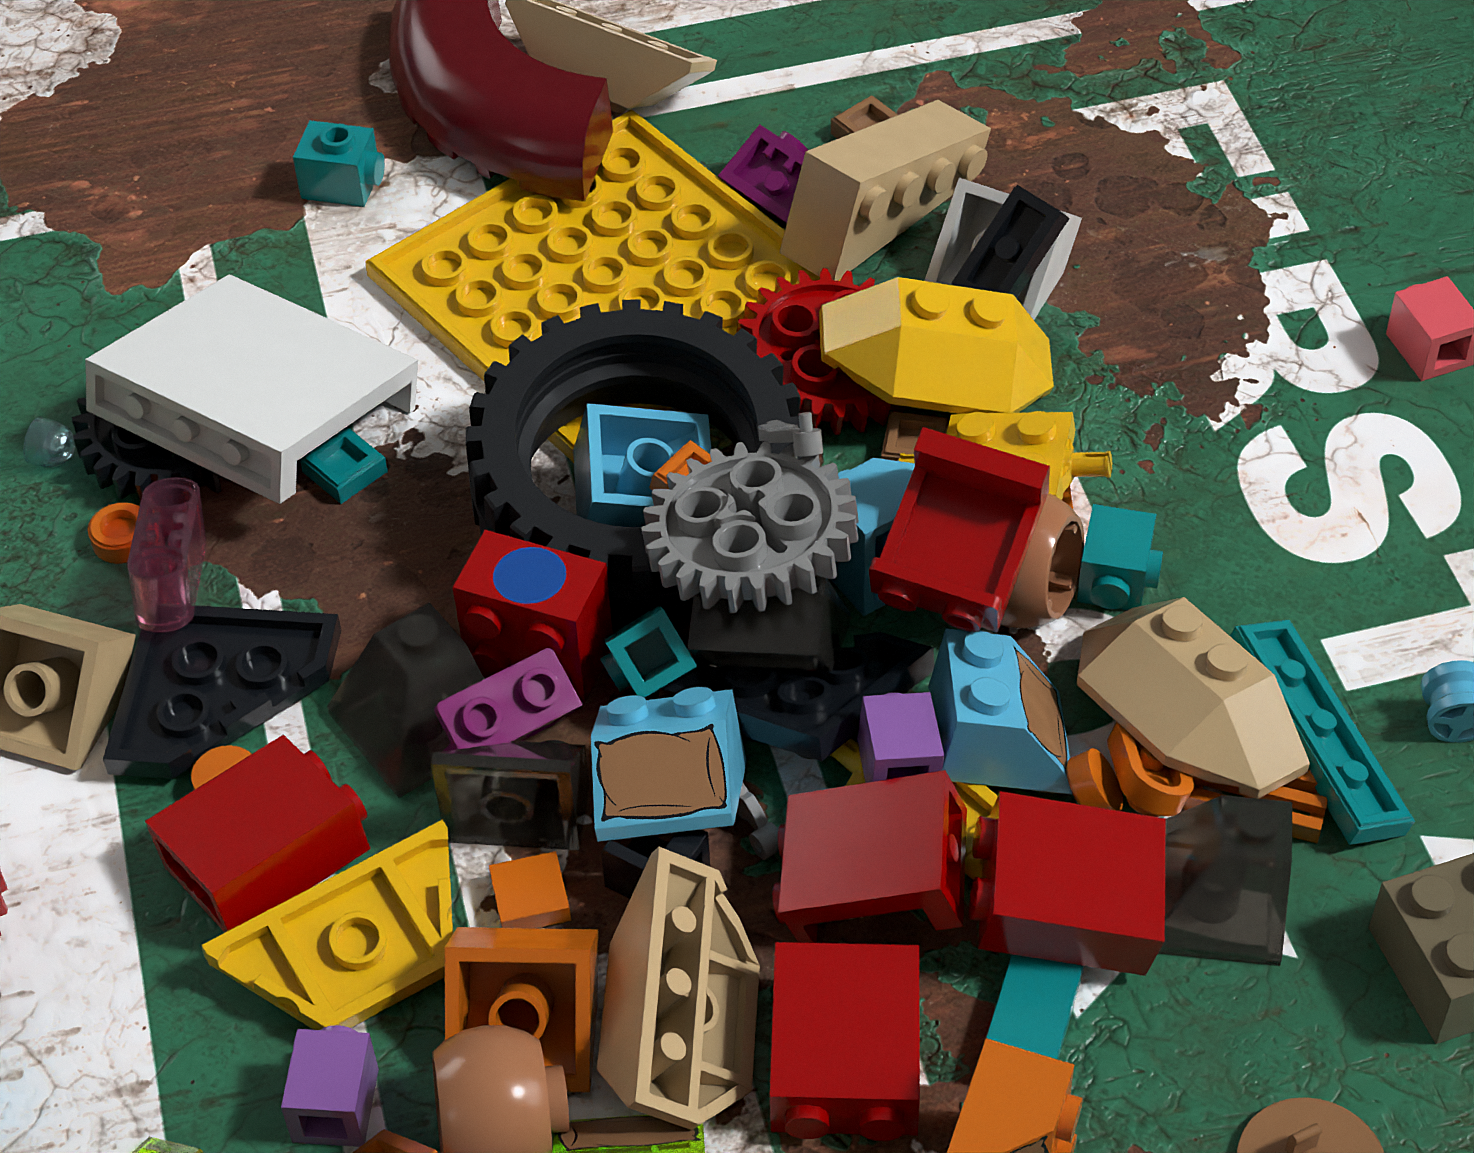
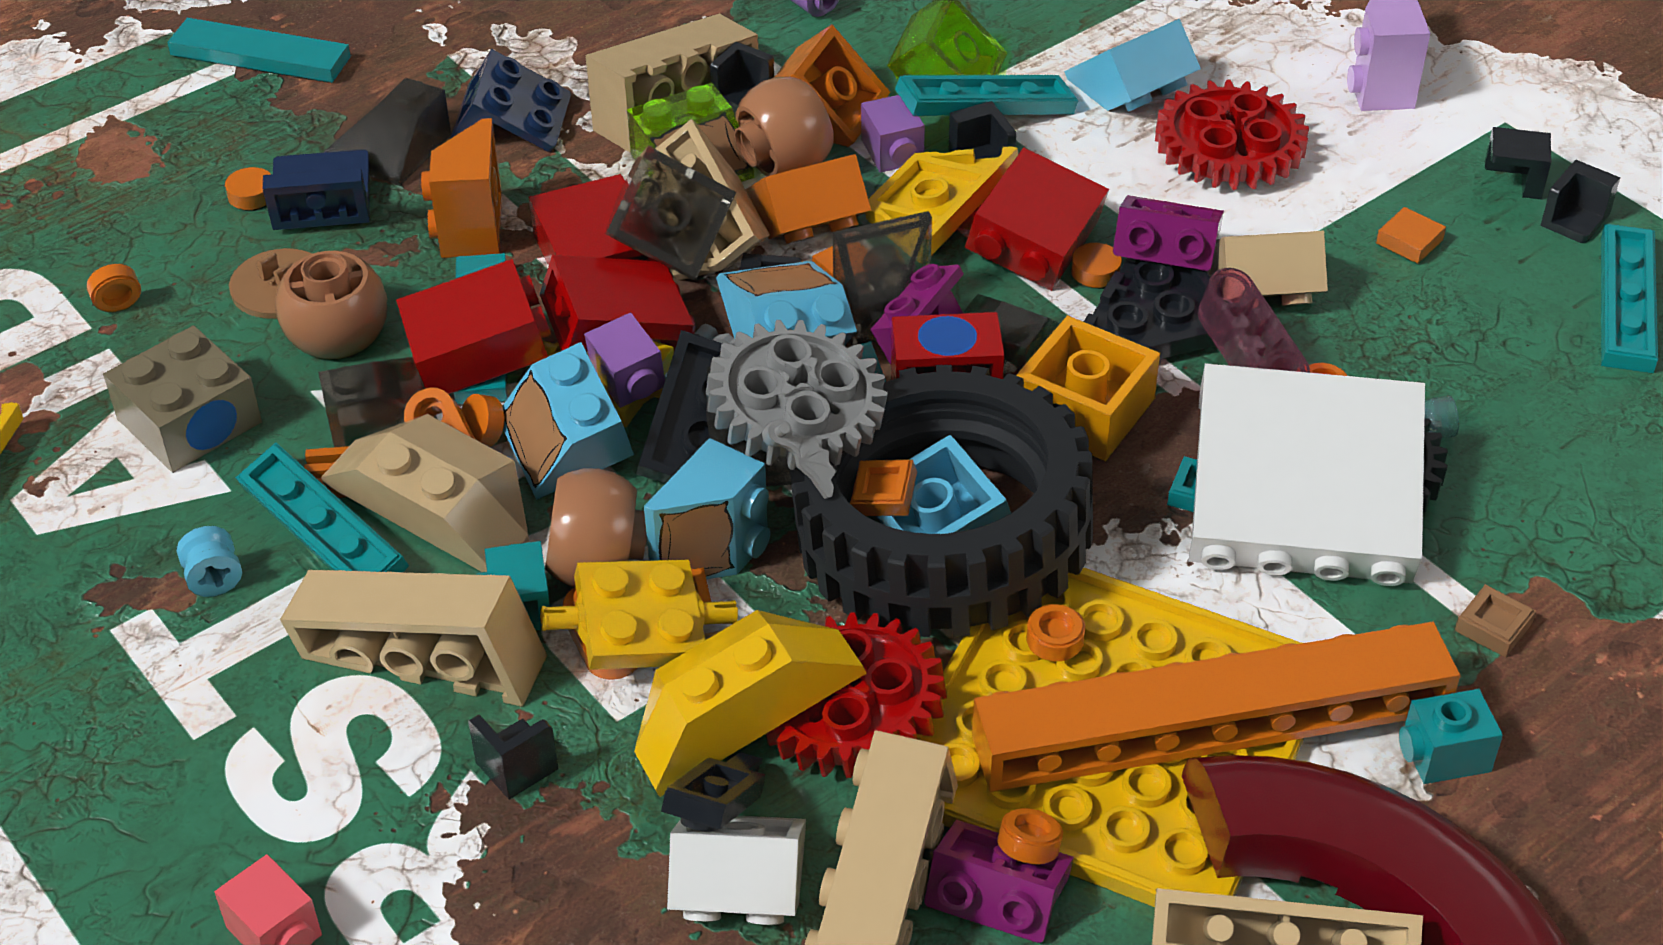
camera: 155 degrees right, 5 degrees down
(122, 730) = (1167, 232): none -> magenta bracket
(158, 1091) = (1010, 93): none -> teal tile
(195, 258) = (1495, 620): none -> medium nougat tile
(217, 1033) = (980, 129): none -> black panel
(383, 558) = (1097, 377): none -> light orange brick
(524, 216) = (1208, 705): none -> orange brick
(749, 179) = (1030, 836): none -> orange tile
(754, 942) = (669, 212): none -> clear smoke slope
(960, 531) = (629, 438): red panel -> none
(1172, 396) = (515, 755): none -> black panel
(1237, 1048) = (331, 304): none -> nougat wheel
(1246, 528) = (419, 627): none -> tan wedge

